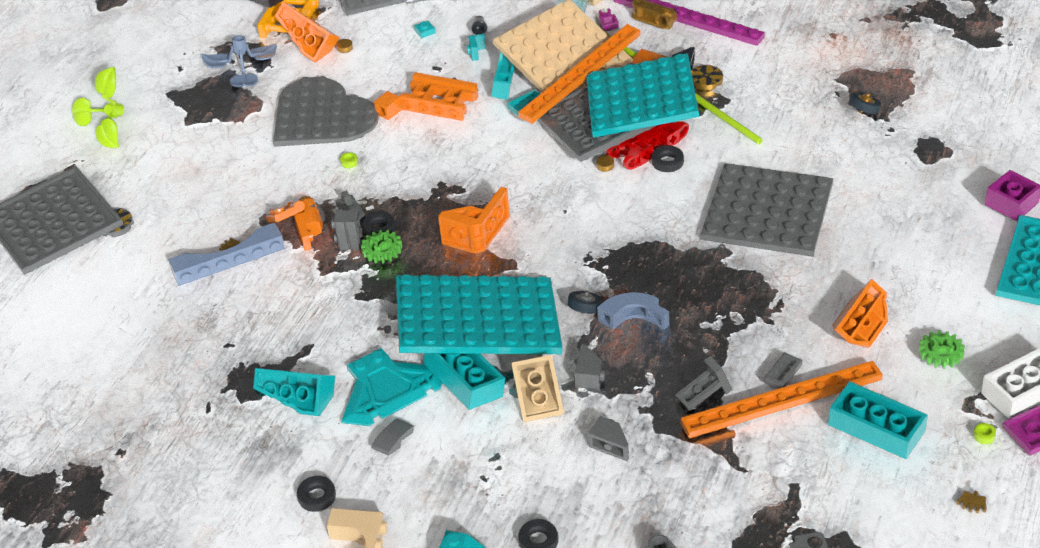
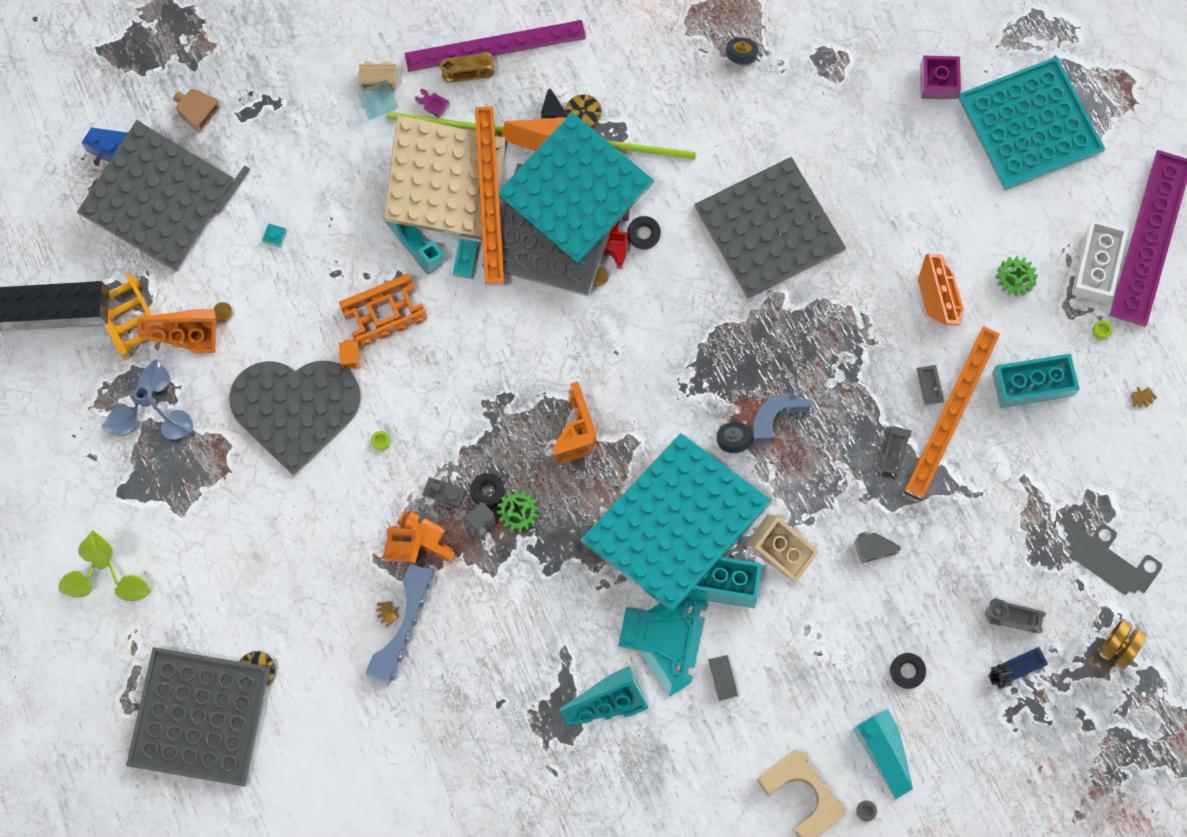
camera: 50 degrees left, 30 degrees up
(320, 503) = (730, 762): black tyre -> none
(476, 43) = (349, 228): teal bracket -> none
(479, 26) = (323, 195): black cone -> none
(589, 369) = (798, 497): dark grey slope -> none

